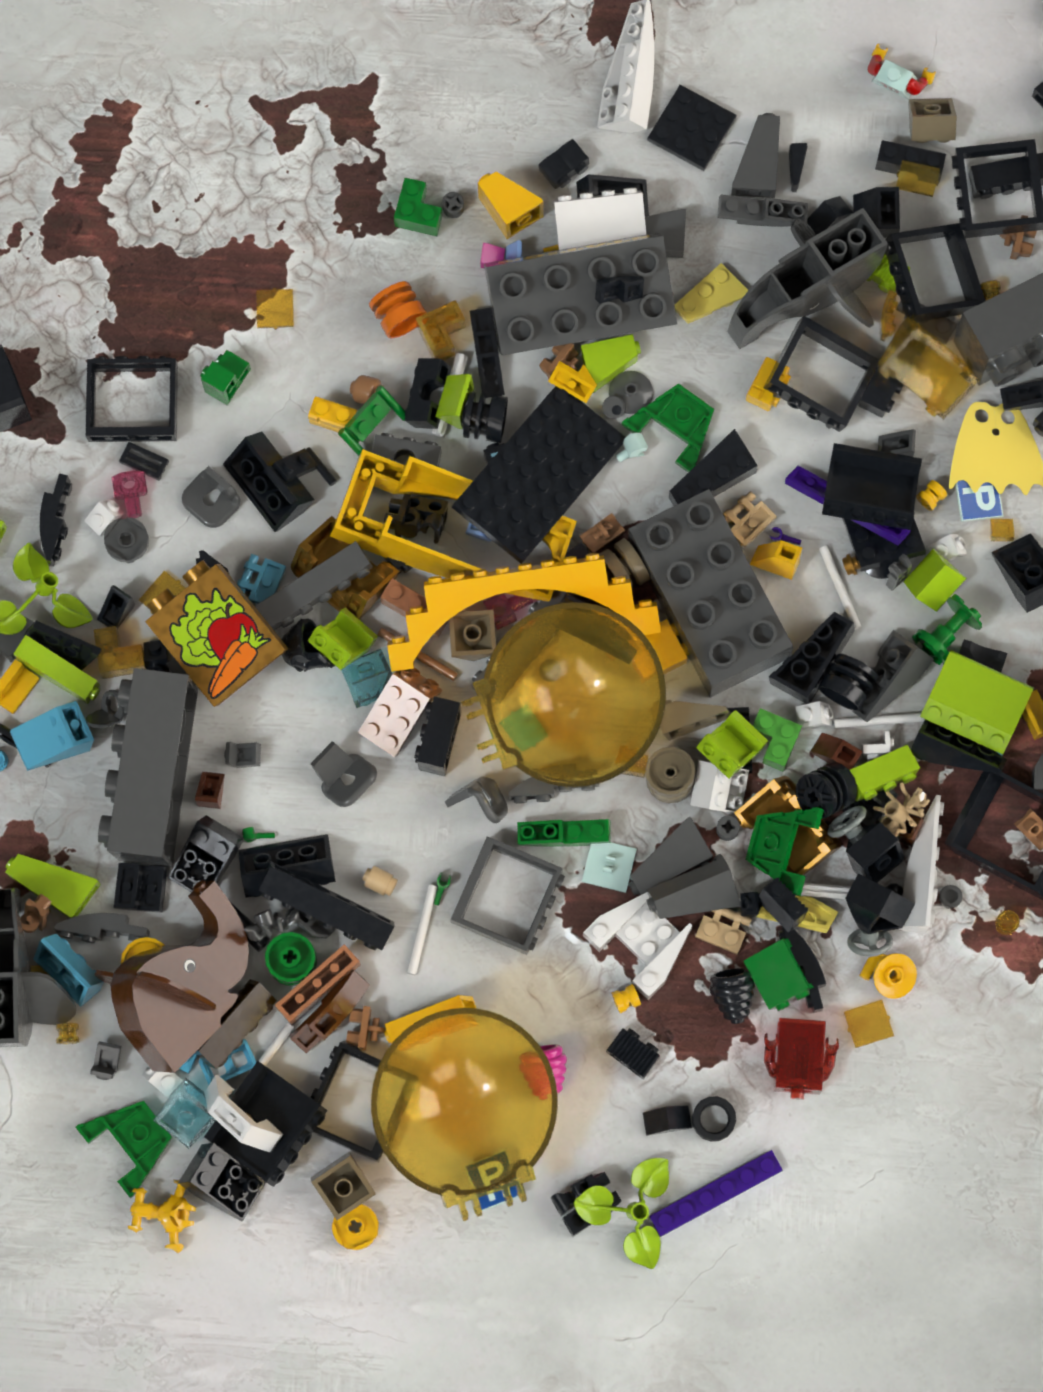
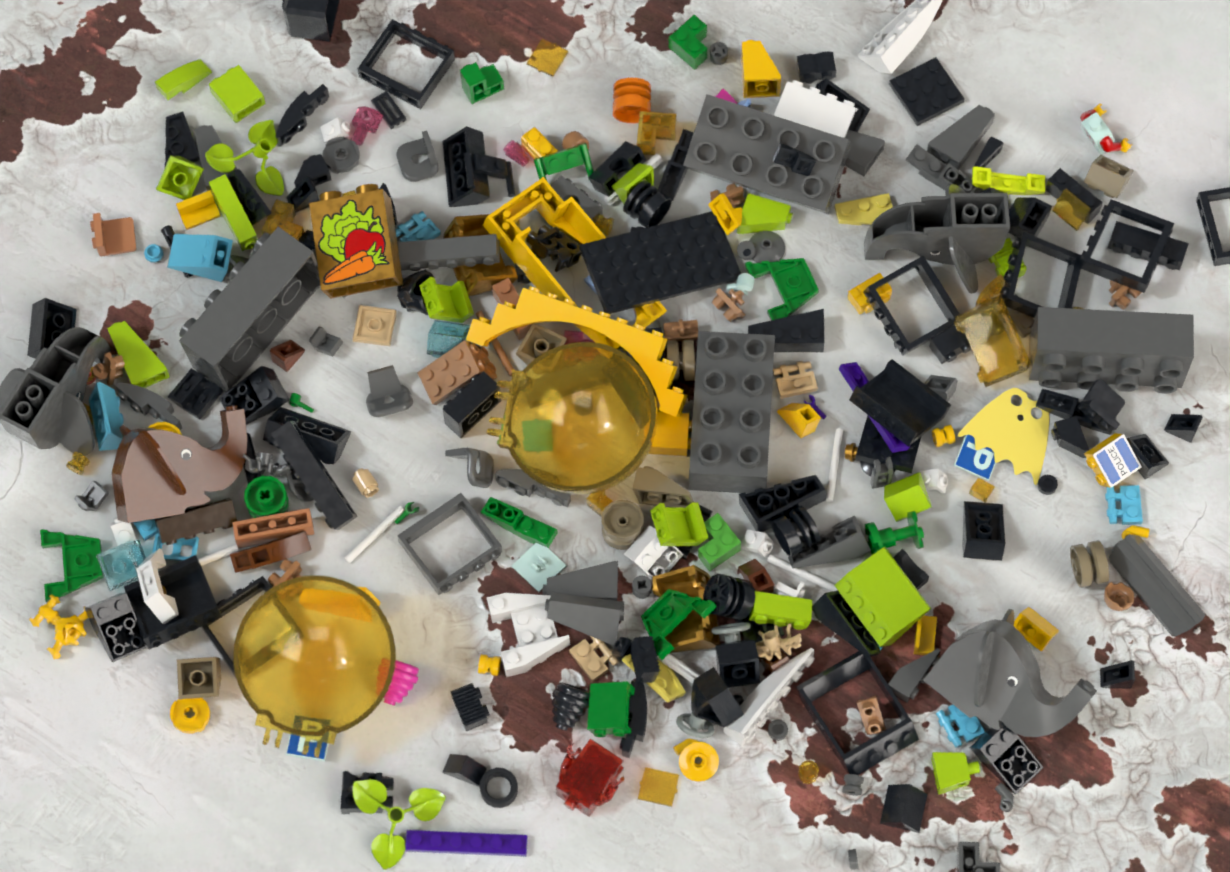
camera: 30 degrees right, 10 degrees down
(110, 572) = (316, 169): none -> black slope
(280, 706) = (374, 325): none -> tan tile
(310, 434) = (516, 153): none -> clear pink cone
(451, 462) = (604, 224): none -> clear yellow wheel
(622, 474) = (722, 299): none -> medium nougat hips
(837, 183) = (1011, 184): none -> neon yellow slope

